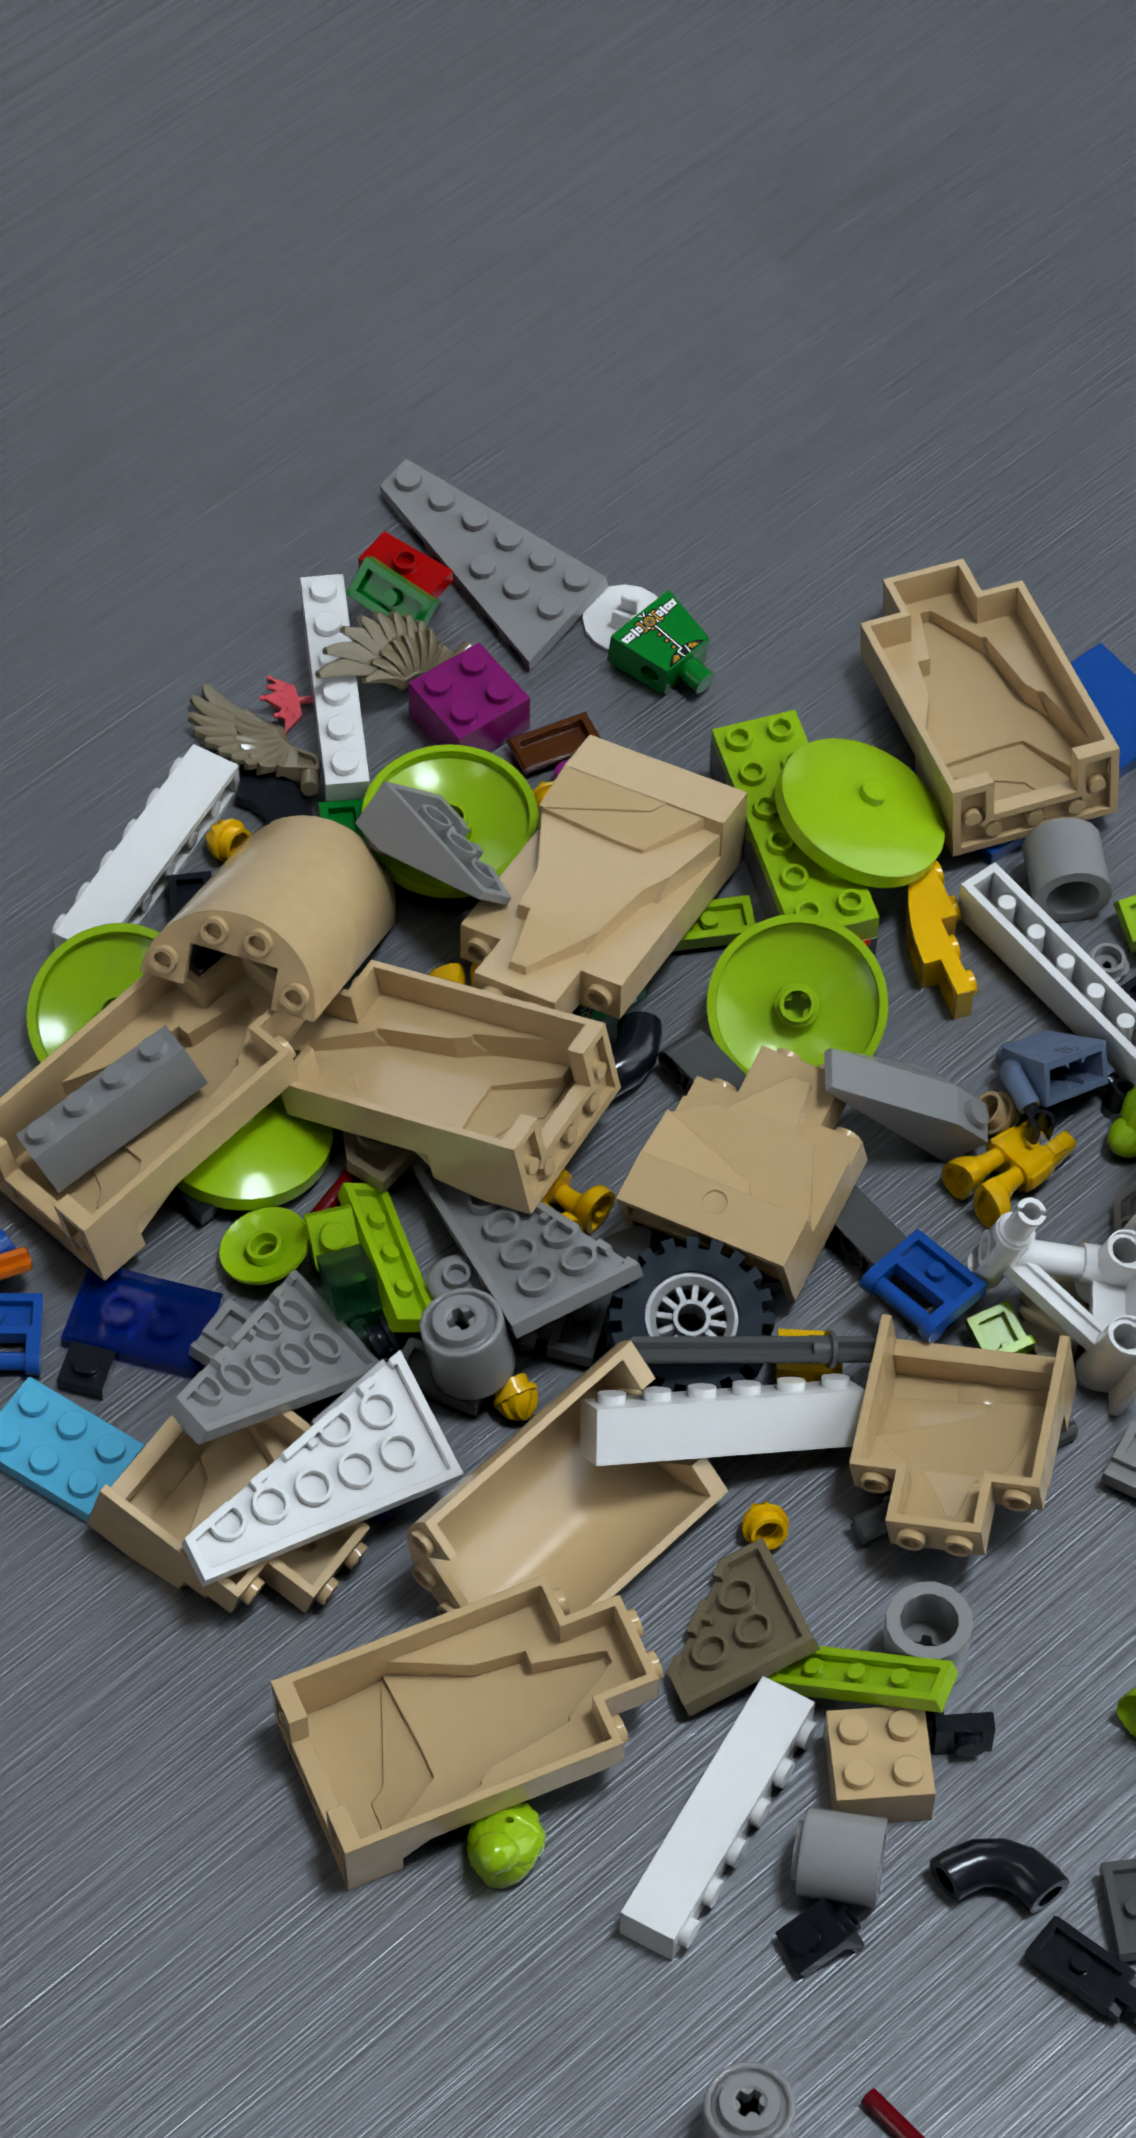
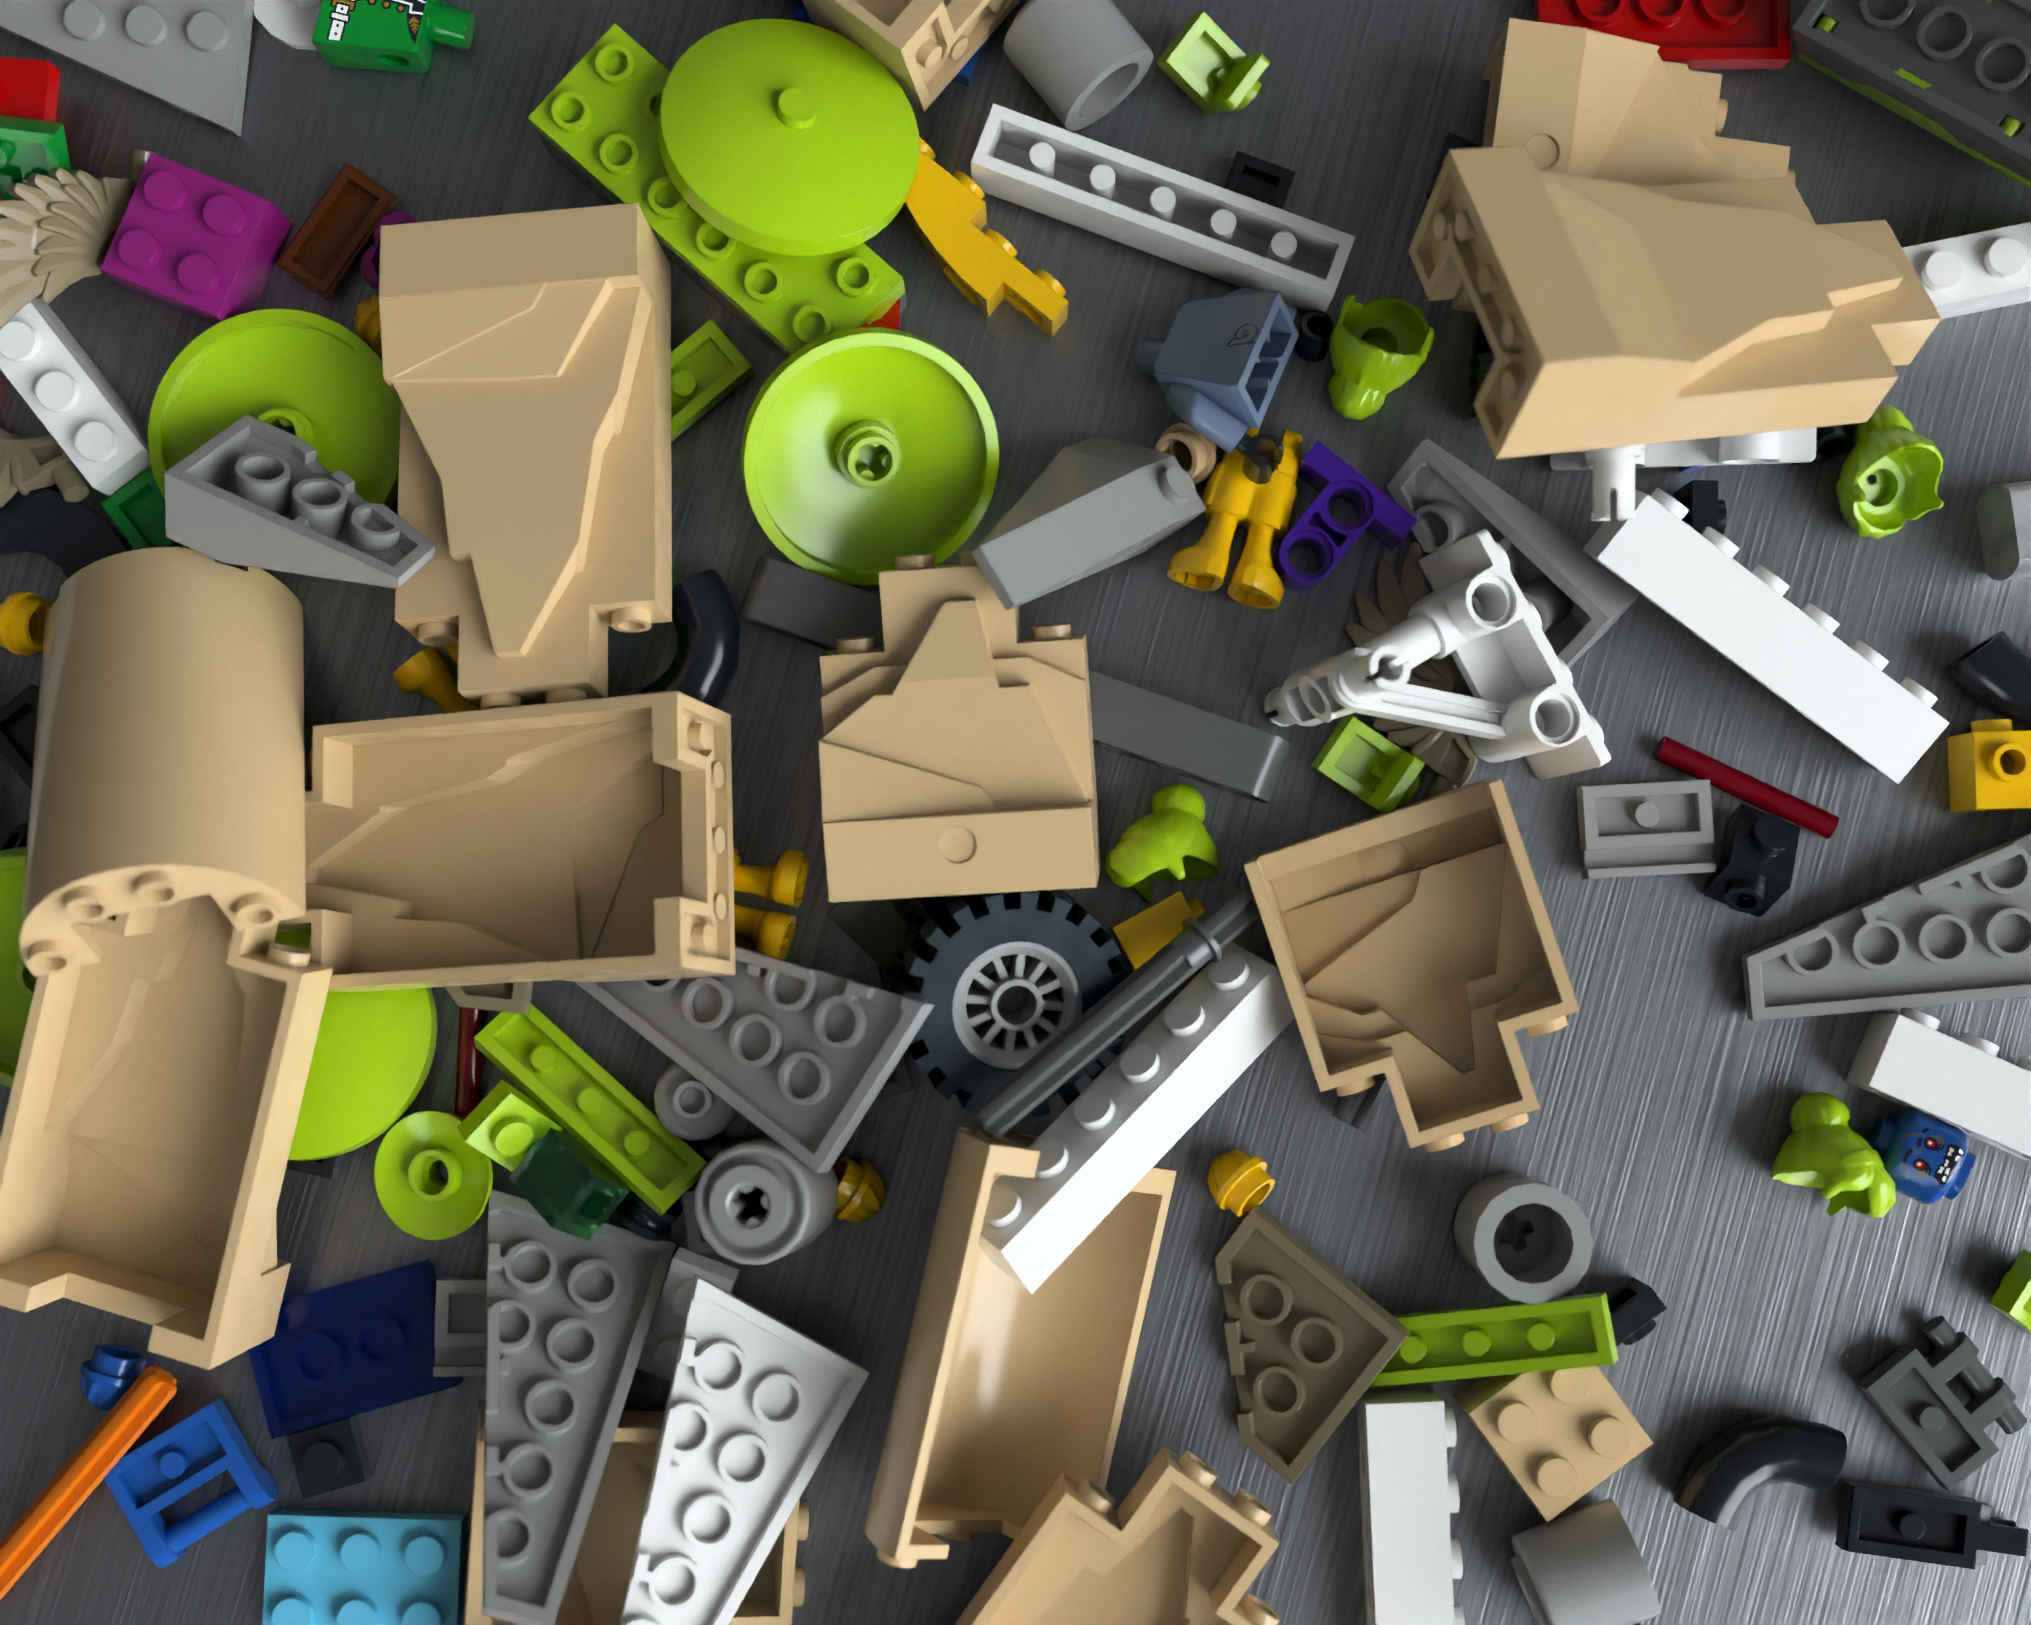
camera: 30 degrees left, 30 degrees up
(111, 1108) = (129, 1143): light grey brick -> none
(837, 1307) = (1165, 844): none -> lime piece
(930, 1273) = (1259, 752): blue plate -> none
(1065, 1210) = (1324, 535): none -> dark purple tile
(1113, 956) = (1198, 138): light grey plate -> none

